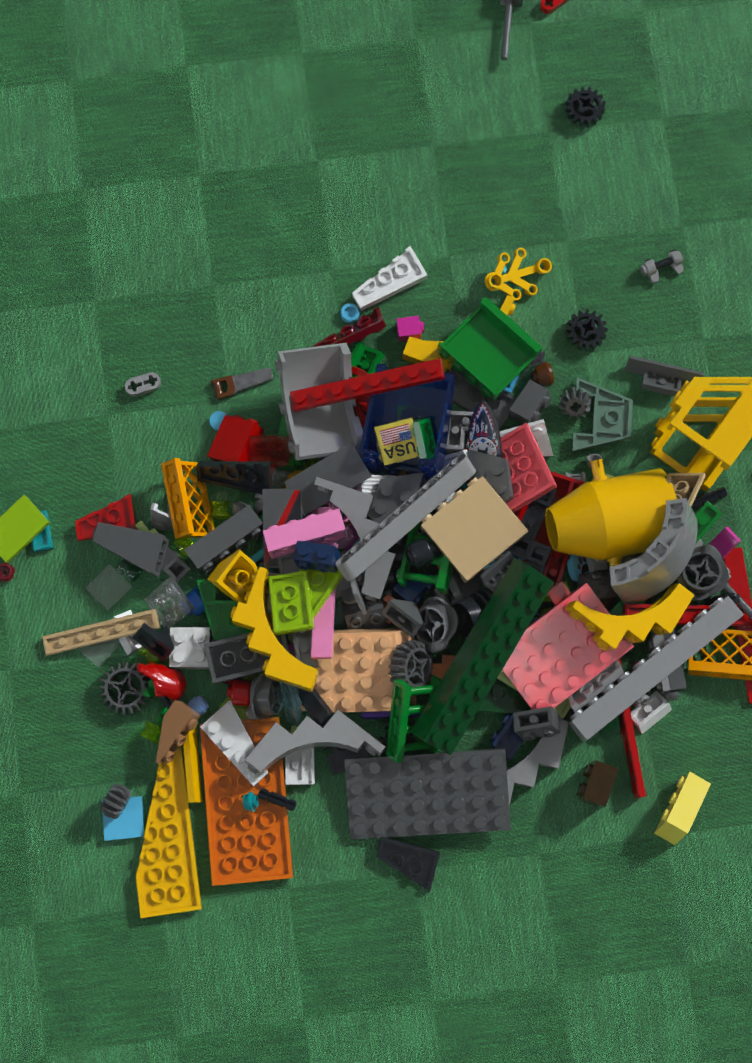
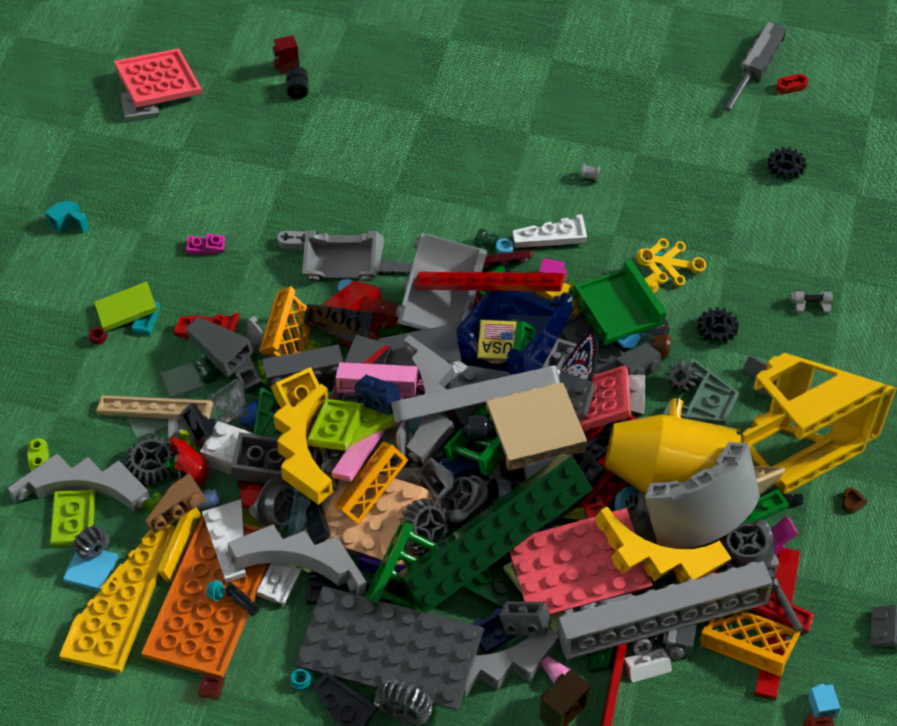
camera: 25 degrees right, 25 degrees down
(14, 724) = (38, 454): none -> lime plate
(31, 159) = (285, 54): none -> dark red brick
(45, 740) = (59, 476): none -> light grey arch
(57, 189) = (297, 83): none -> black wheel
(57, 424) = (205, 246): none -> dark pink slope
(80, 774) = (71, 514): none -> lime tile
(201, 390) = (342, 255): none -> light grey windscreen
(287, 890) = (211, 686): none -> clear red plate
(330, 313) = (485, 239): none -> clear green wheel
(344, 648) = (366, 476): none -> light orange fence
(365, 845) = (297, 674): none -> teal plate
(399, 191) = (590, 172): none -> light grey bush
(462, 841) = (403, 702): none -> dark grey gear
(577, 753) = (553, 668): none -> bright pink cone

